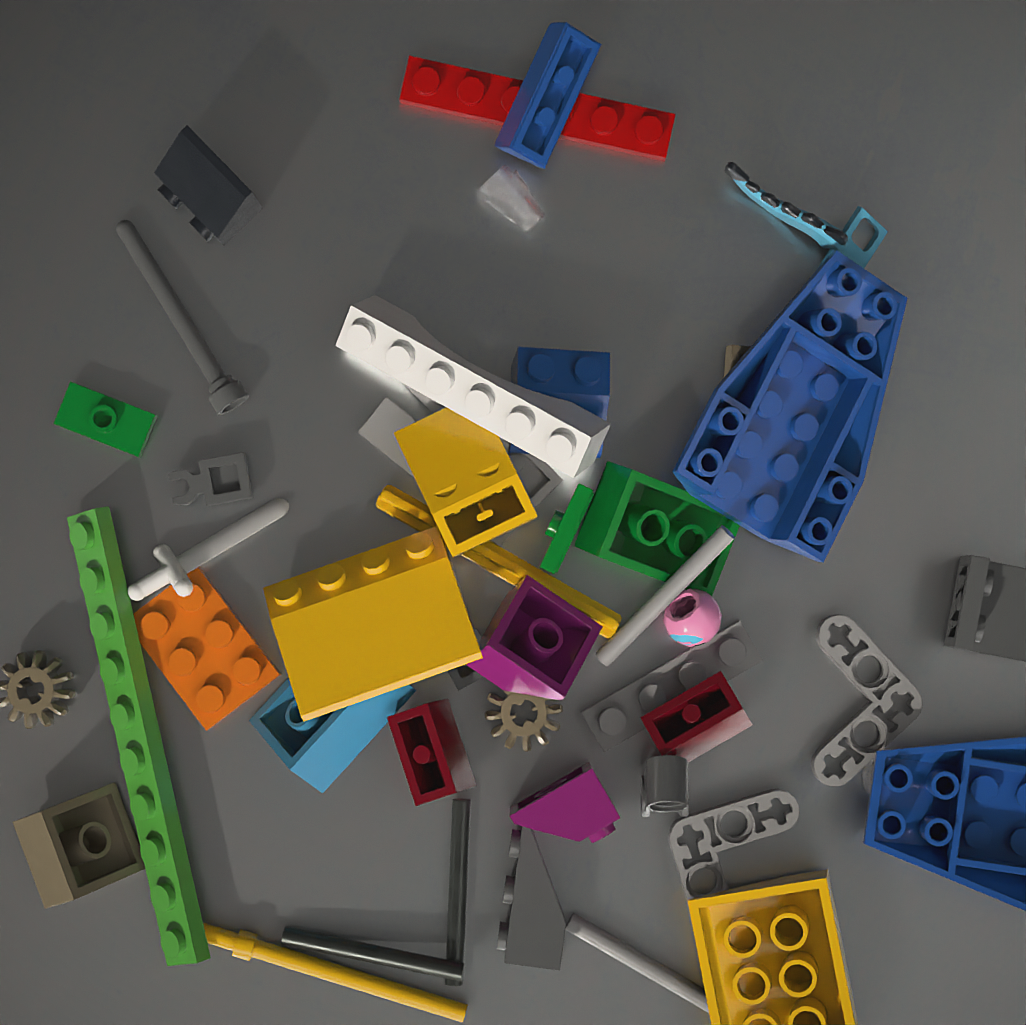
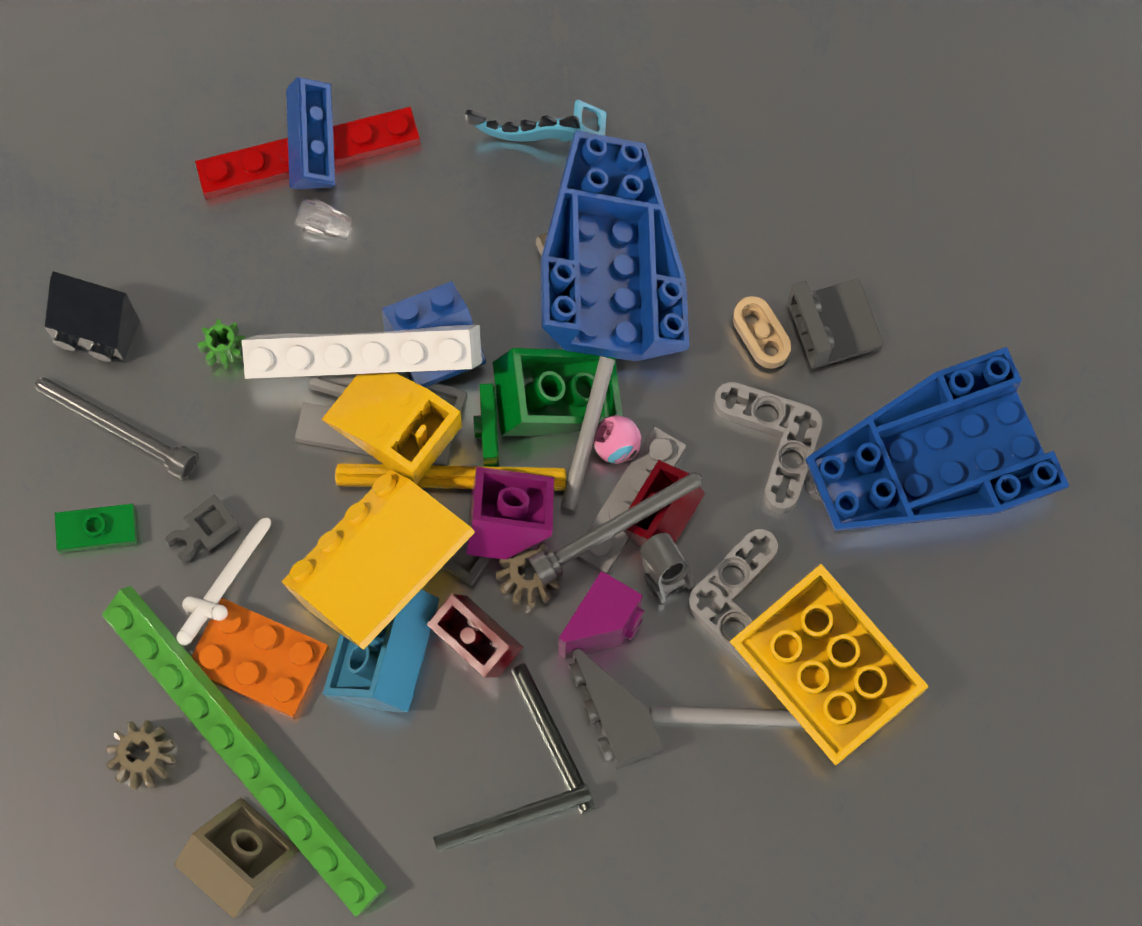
camera: 30 degrees left, 15 degrees down
(247, 945) = (410, 866): yellow bar -> none
(340, 276) = (221, 353): none -> bright green gear
(546, 724) = (550, 563): none -> dark grey piece
(916, 578) = (763, 333): none -> tan plate

